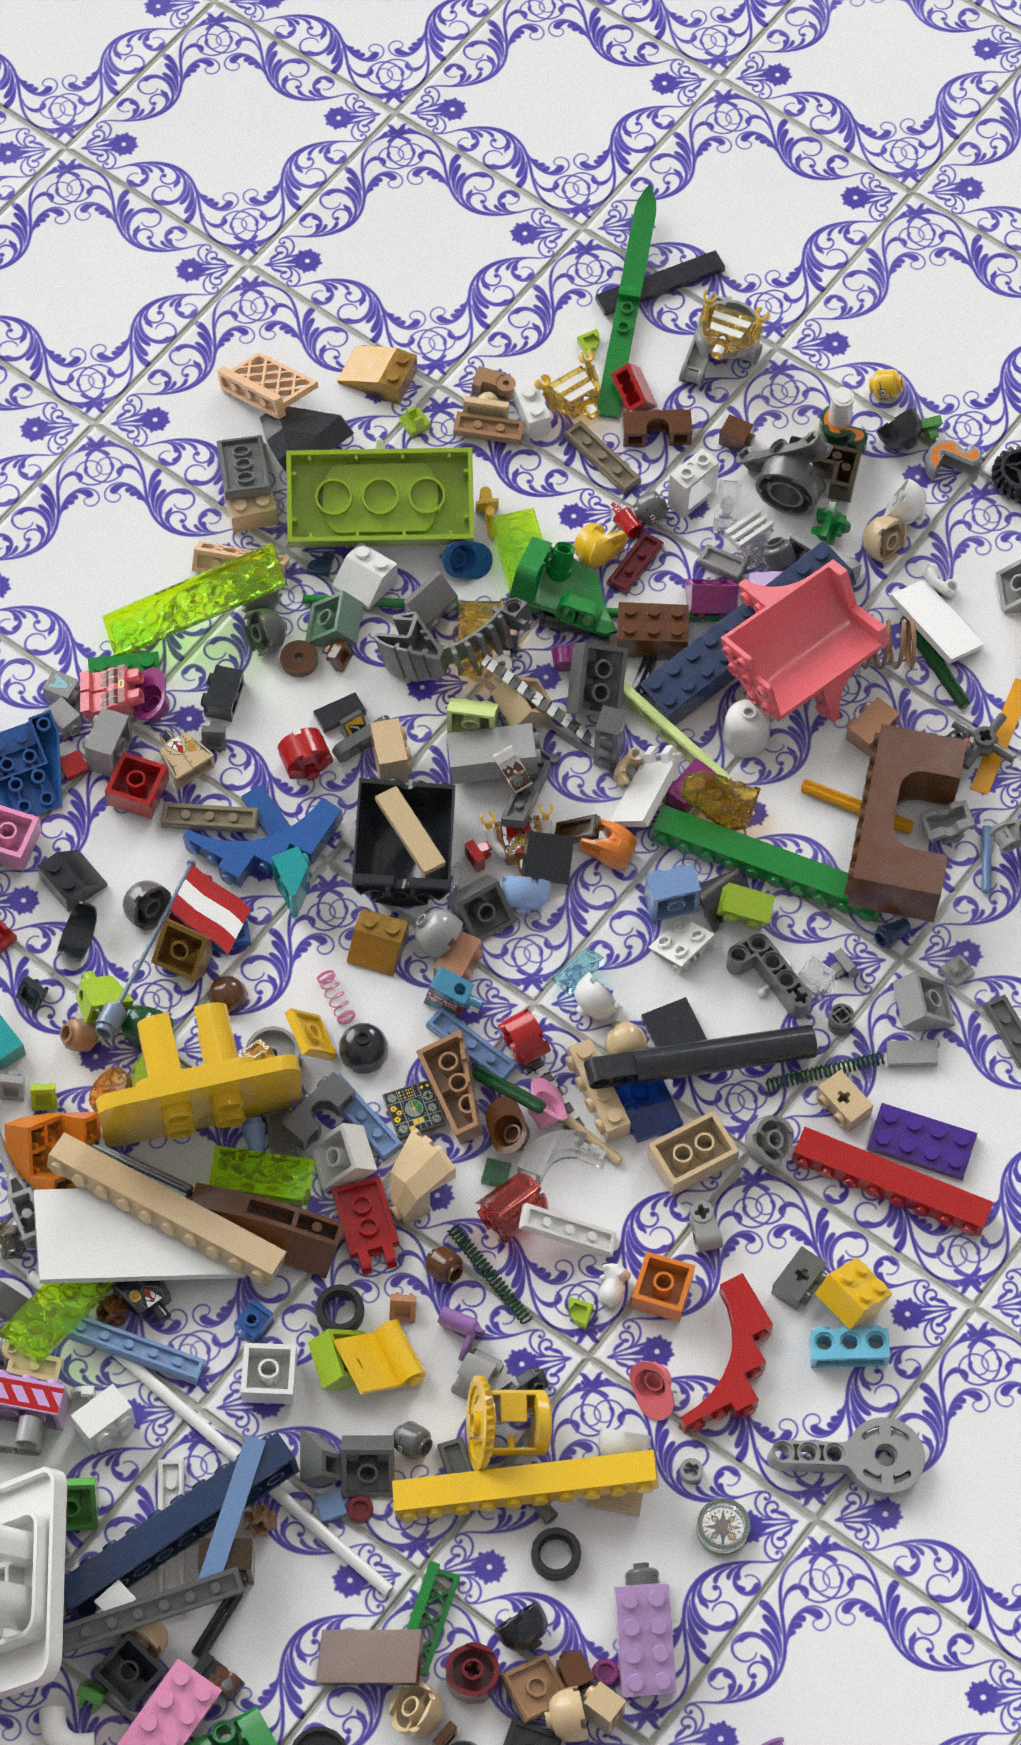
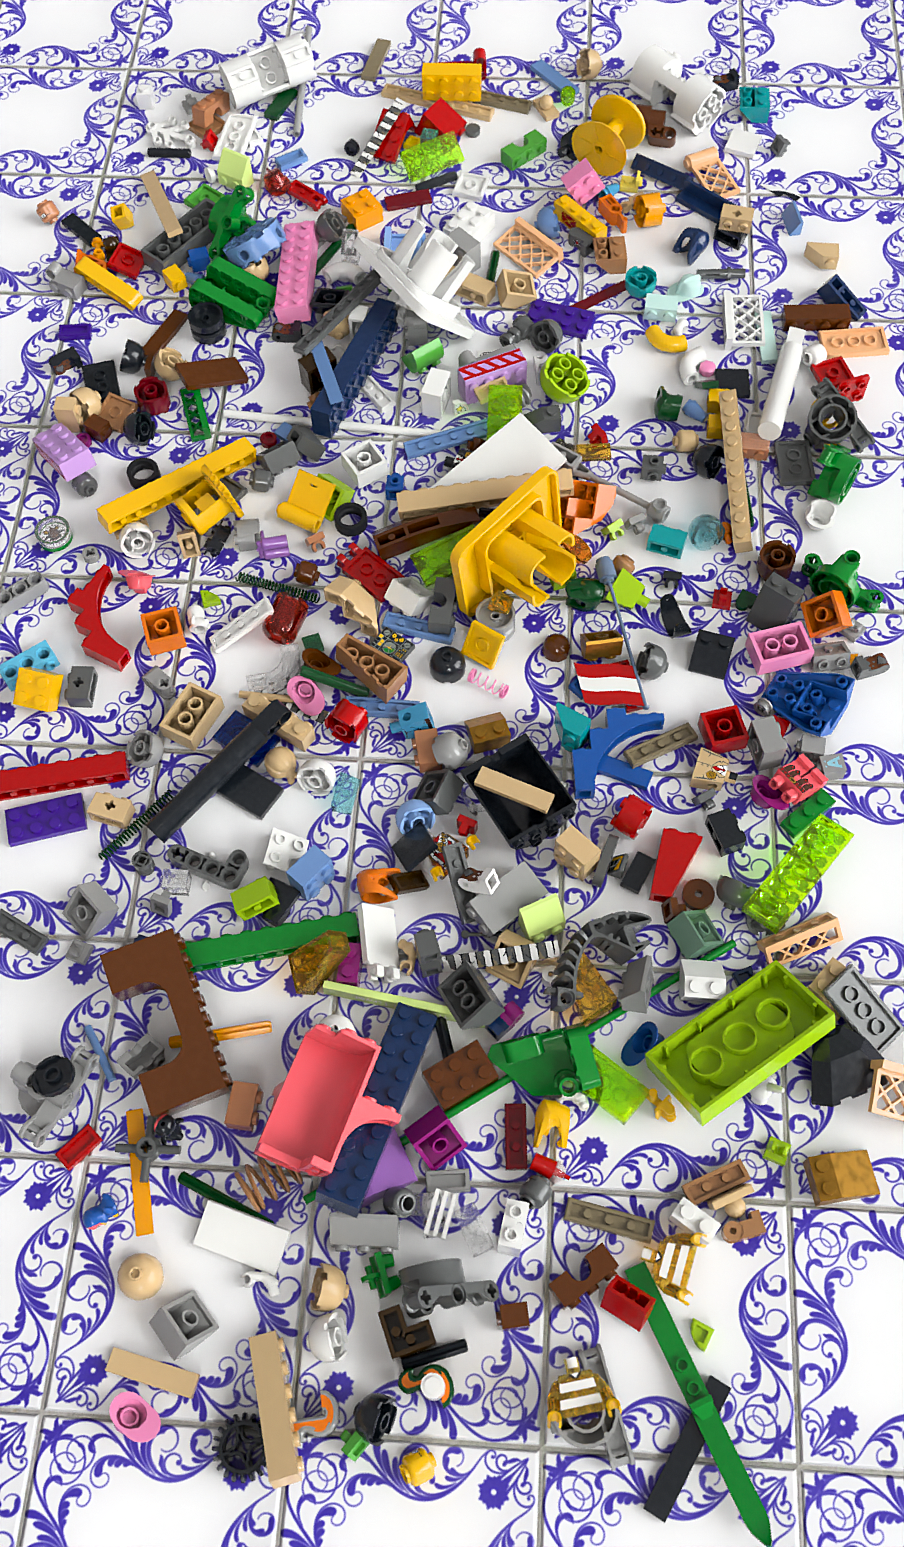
camera: 150 degrees right, 0 degrees up
(70, 790) = (763, 707): none -> light grey bush
(295, 698) = (673, 860): none -> red slope
(562, 1396) = (188, 543): none -> tan slope
(911, 1053) = (82, 873): light grey tile -> none
(980, 474) = (275, 1411): none -> tan brick

